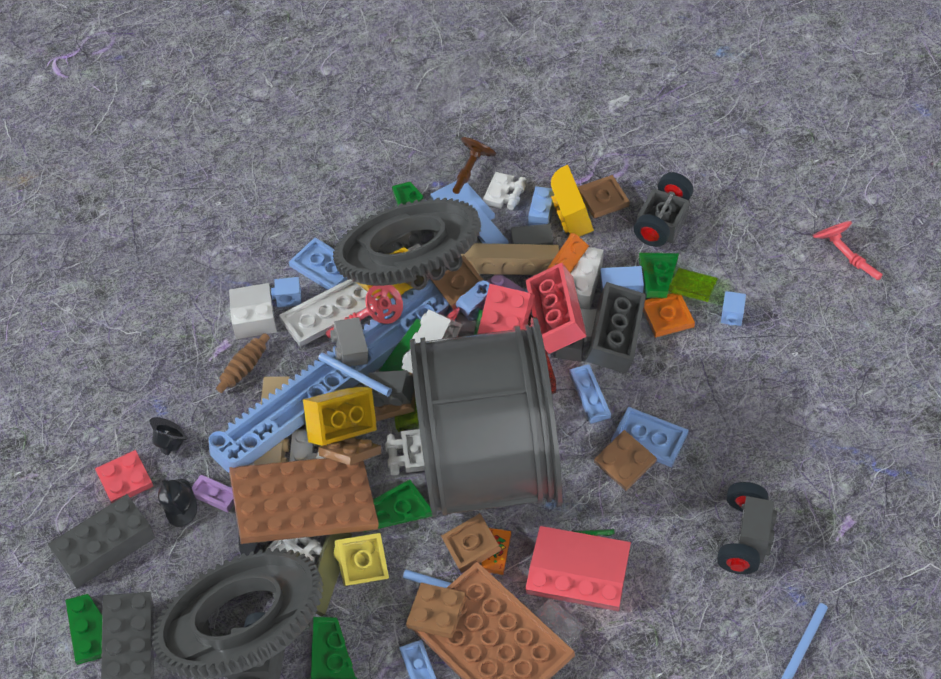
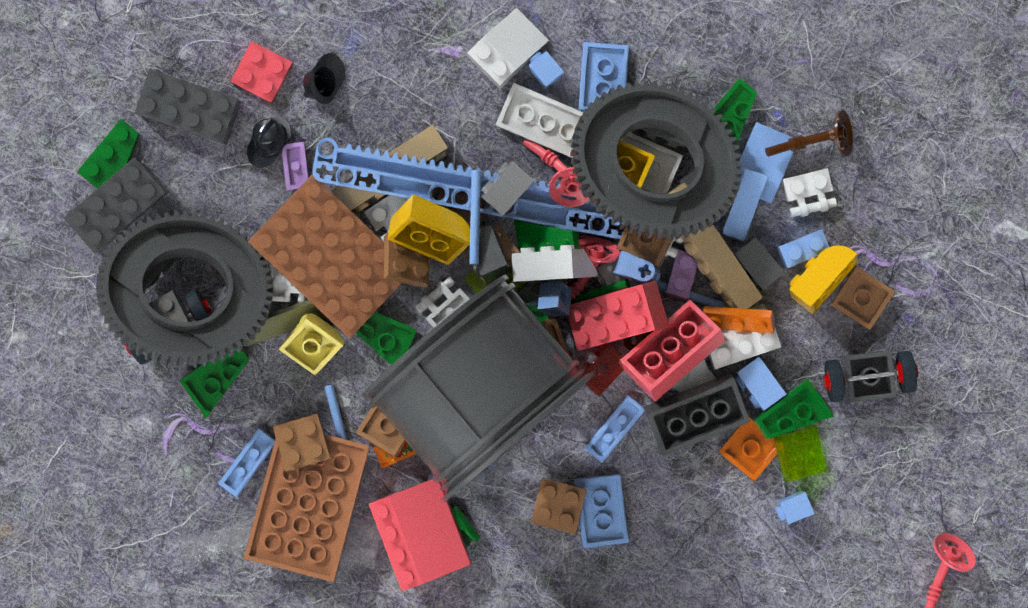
camera: 50 degrees right, 35 degrees up
(242, 363) = (441, 88): medium nougat piece -> none

